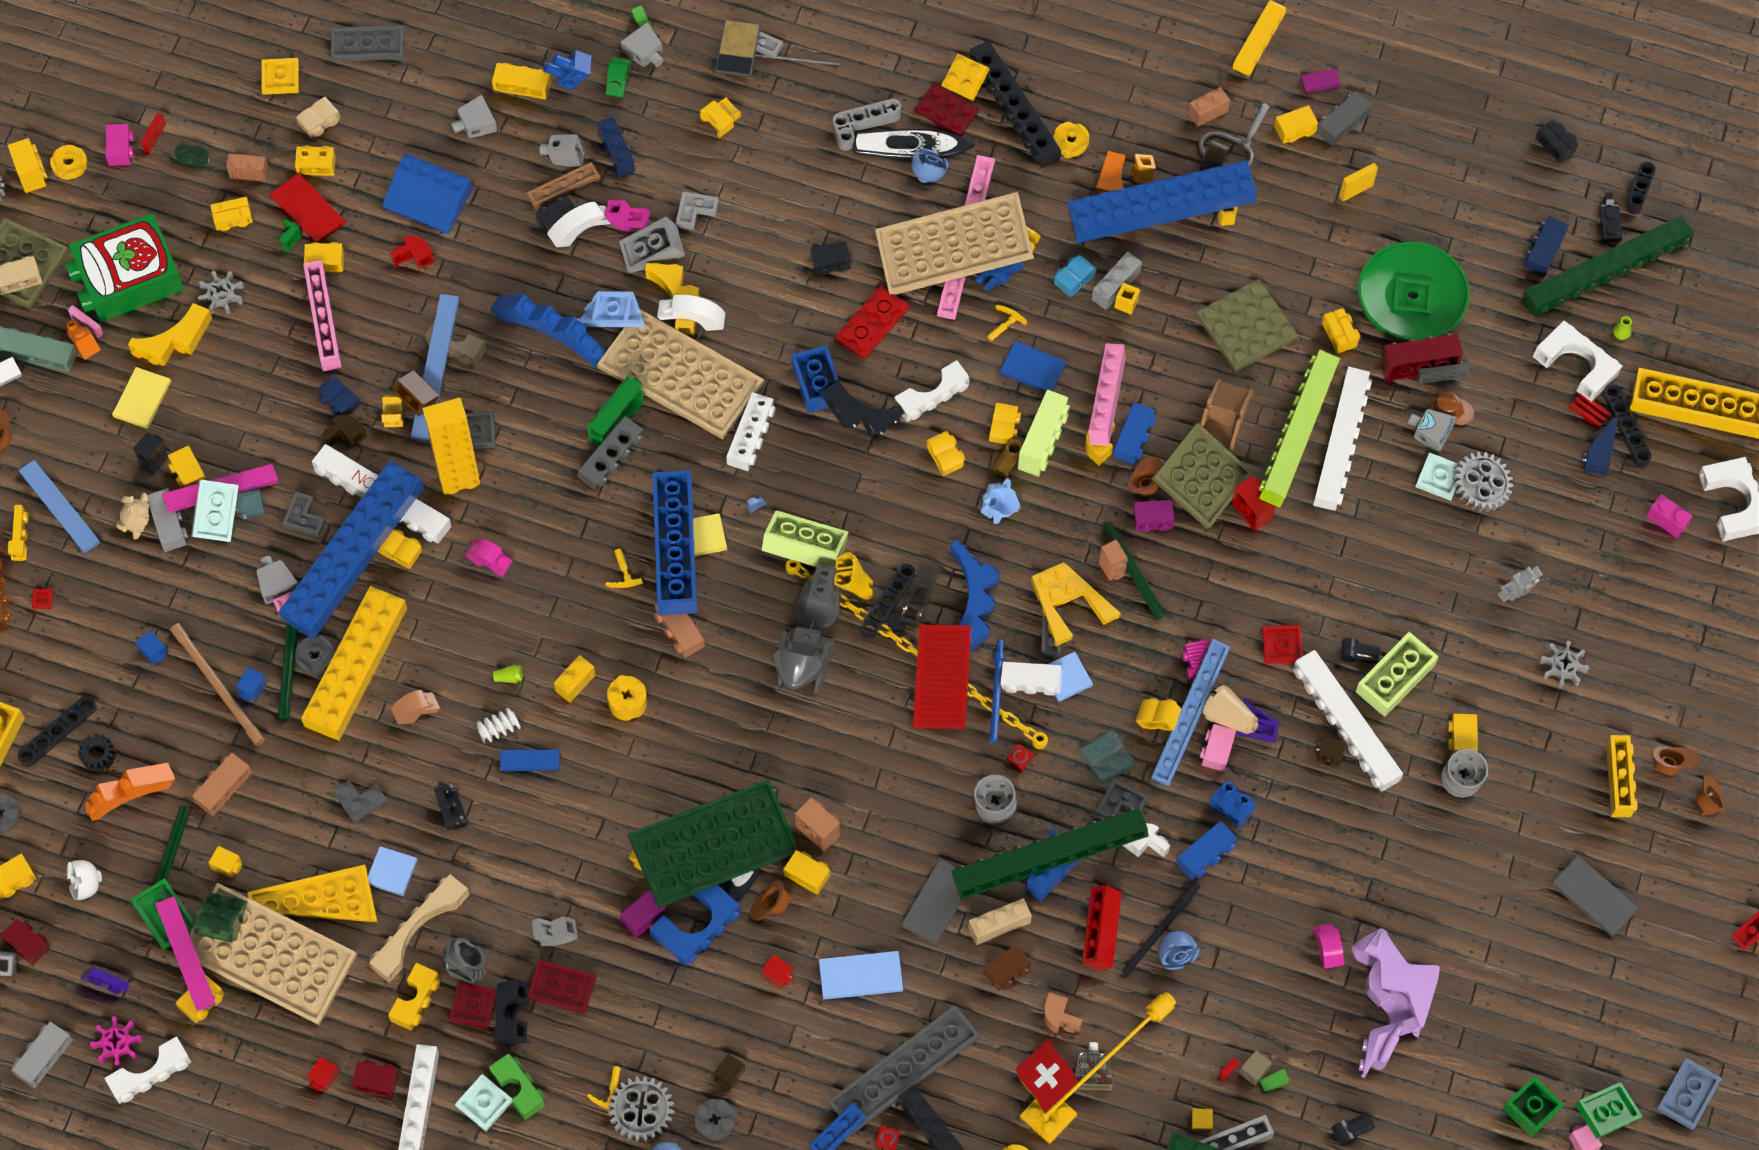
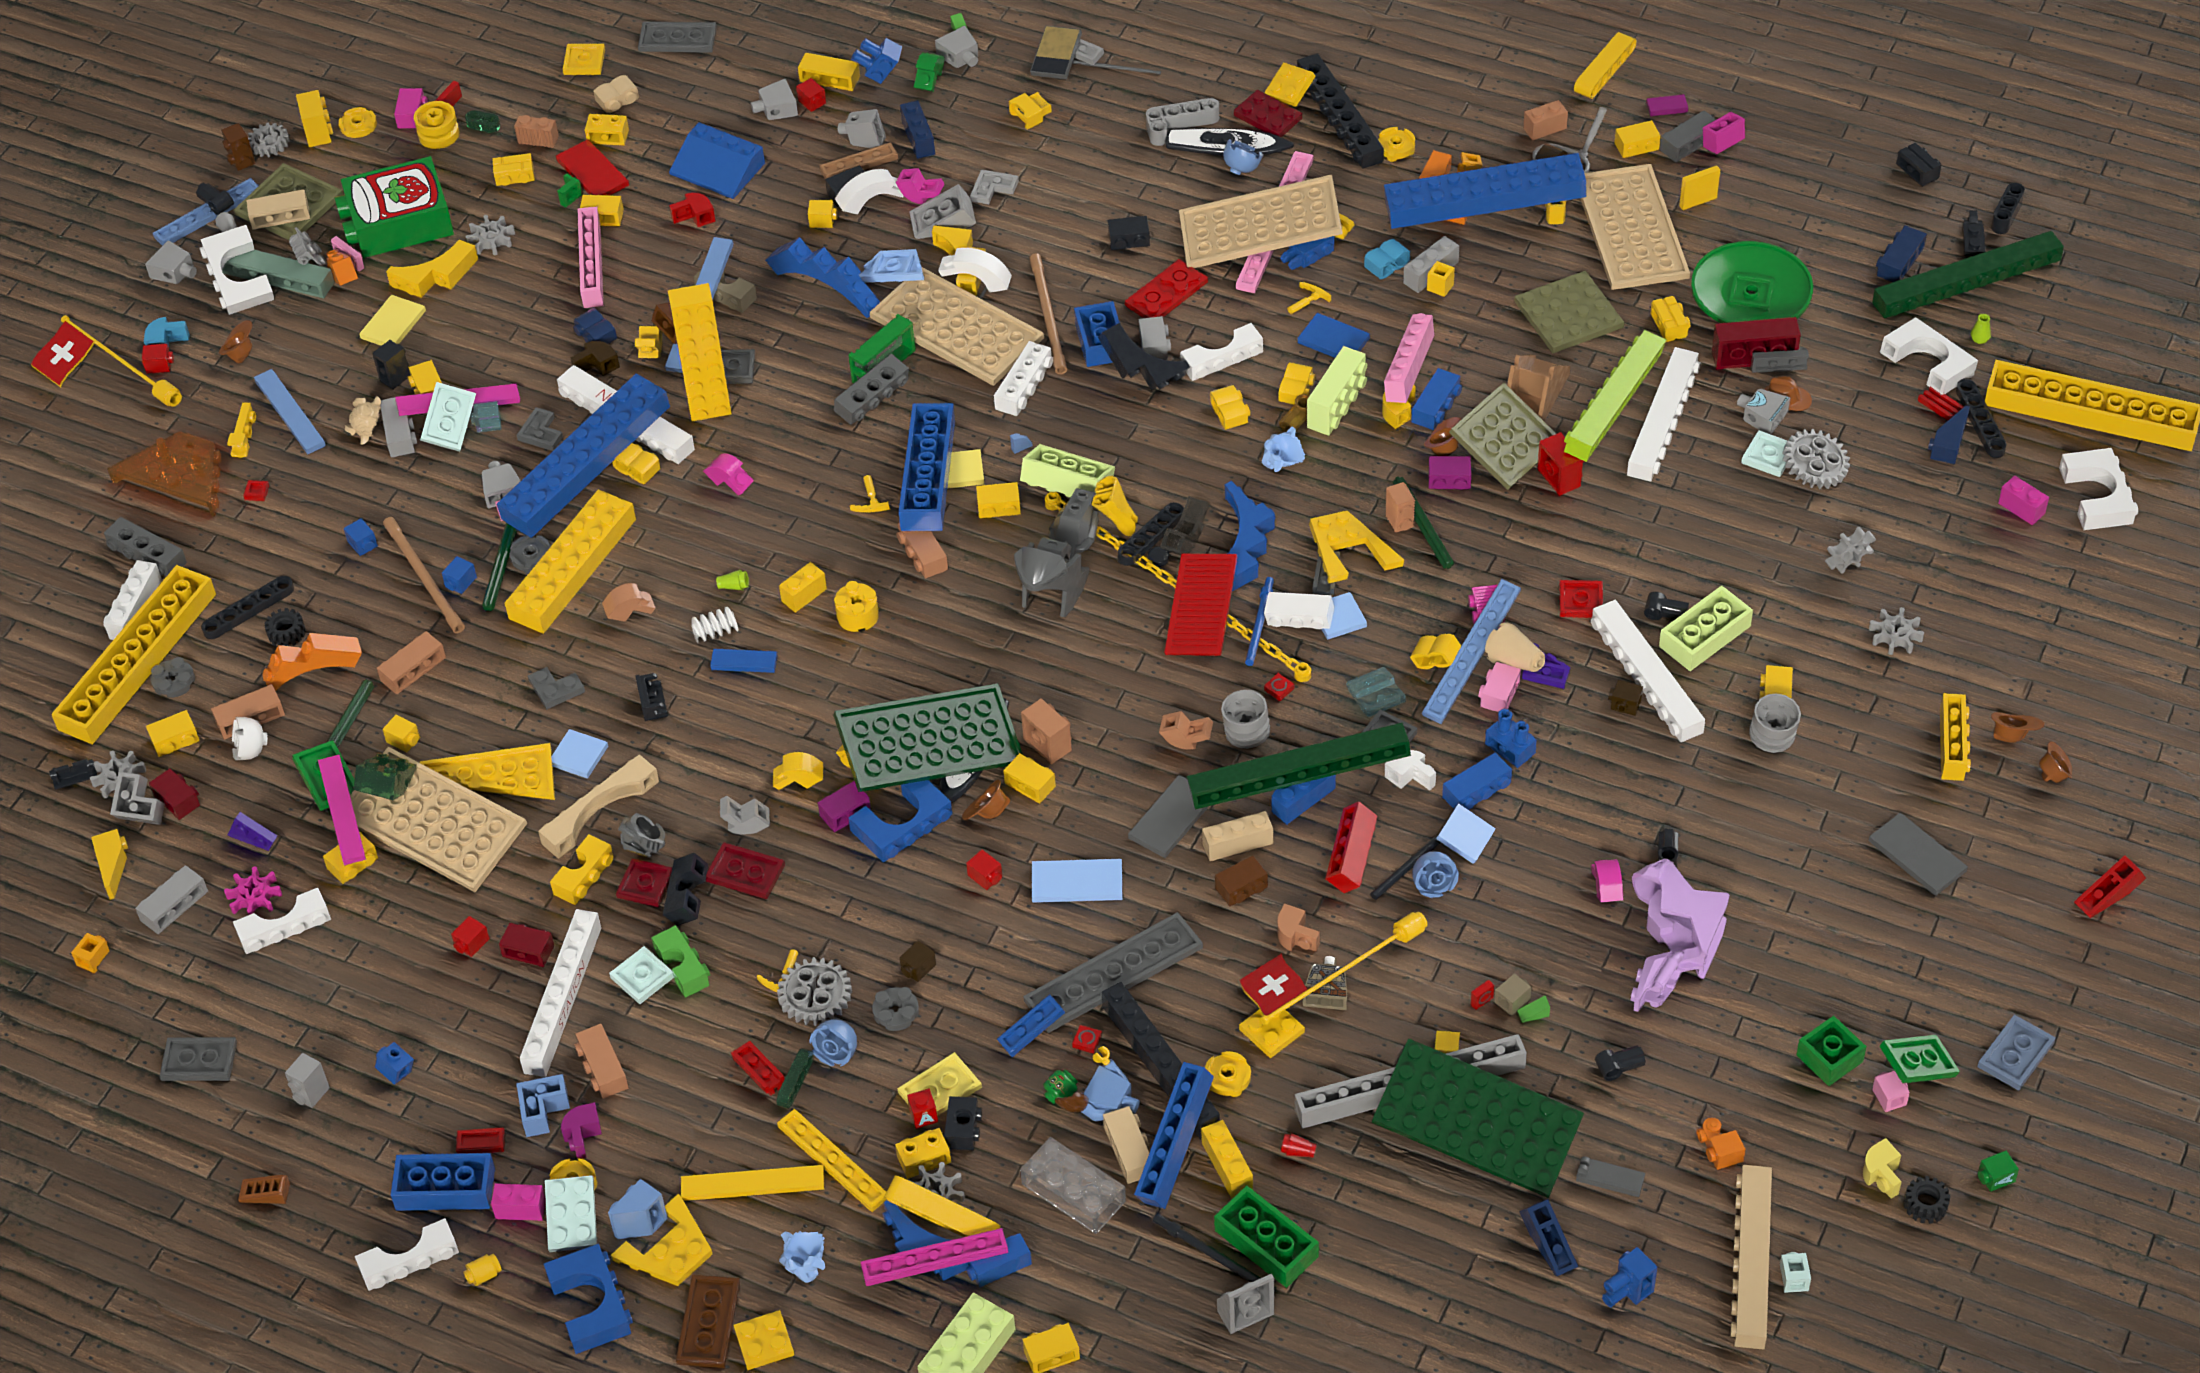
camera: 10 degrees right, 15 degrees down
(47, 324) = (305, 249): none -> light grey hinge
(78, 846) = (259, 705): none -> nougat brick
(148, 165) = (436, 124): none -> yellow wheel
(508, 109) = (811, 94): none -> red brick
(536, 251) = (821, 213): none -> yellow brick
(596, 878) = (799, 768): none -> yellow brick
(743, 570) = (998, 500): none -> yellow brick
(780, 405) = (1058, 357): none -> medium nougat piece
(866, 379) = (1153, 337): none -> light grey brick
(942, 815) = (1185, 733): none -> nougat brick
(1201, 904) = (1465, 833): none -> light blue tile
(1299, 227) = (1633, 227): none -> tan plate
(1376, 115) = (1723, 132): none -> dark pink brick
(1379, 909) = (1668, 846): none -> black piece

